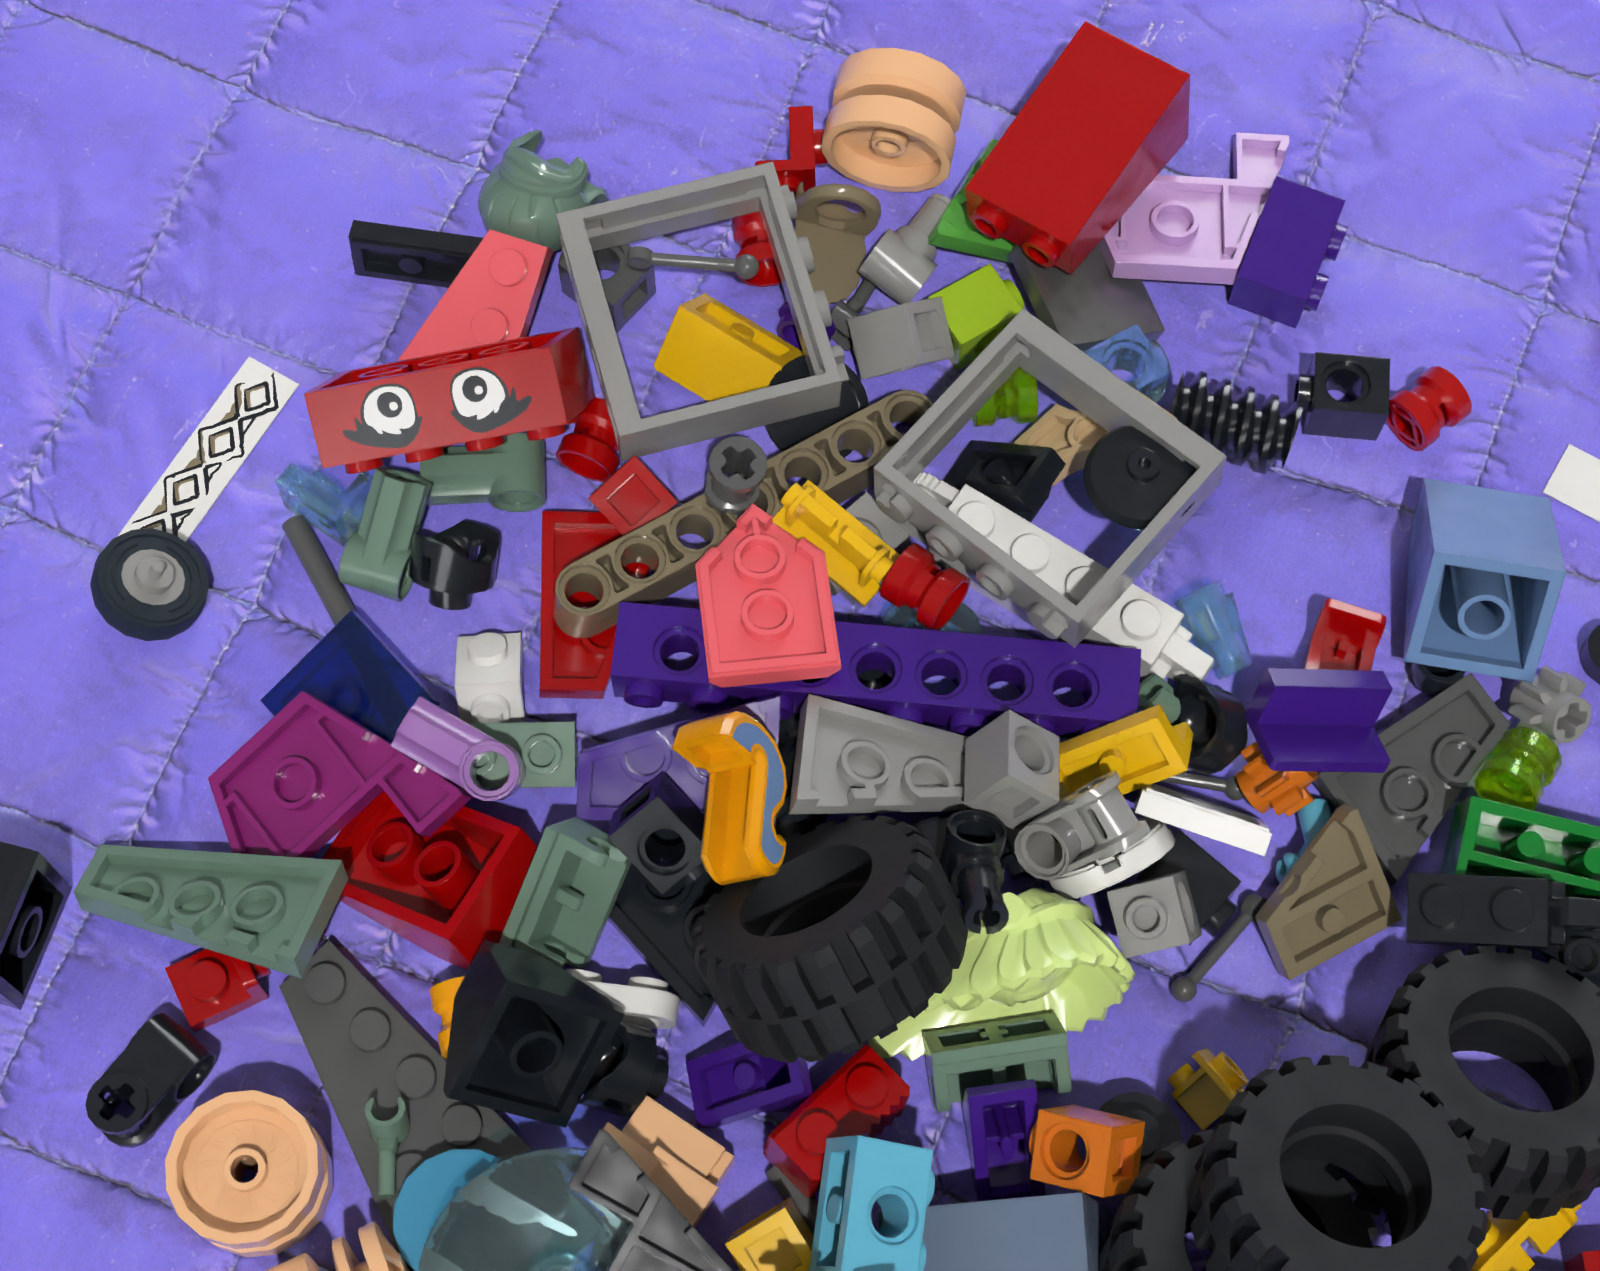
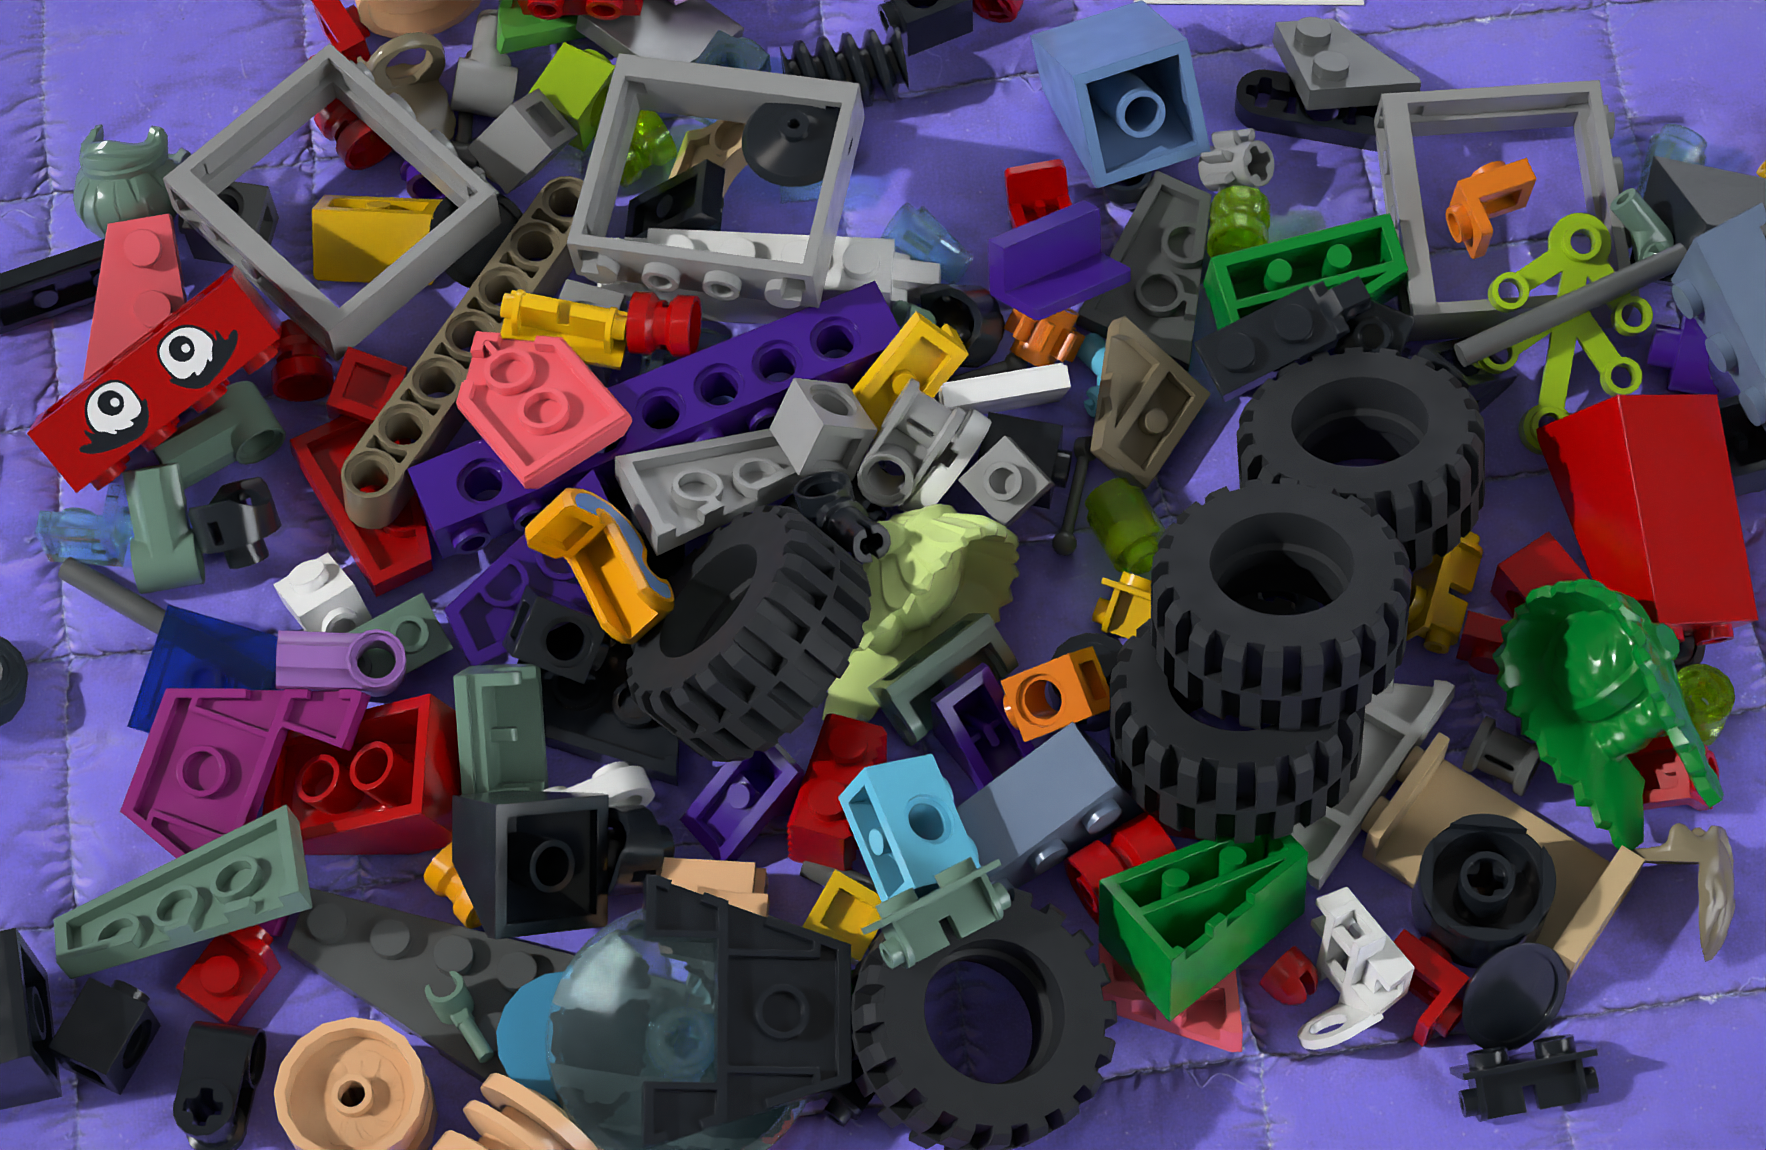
camera: 25 degrees left, 5 degrees down
(81, 979) = (106, 1034): none -> black brick
(641, 258) = (262, 175): dark grey hinge -> none
(735, 457) = (448, 313): dark grey bush -> none
(1249, 1008) = (1124, 525): none -> clear neon green brick

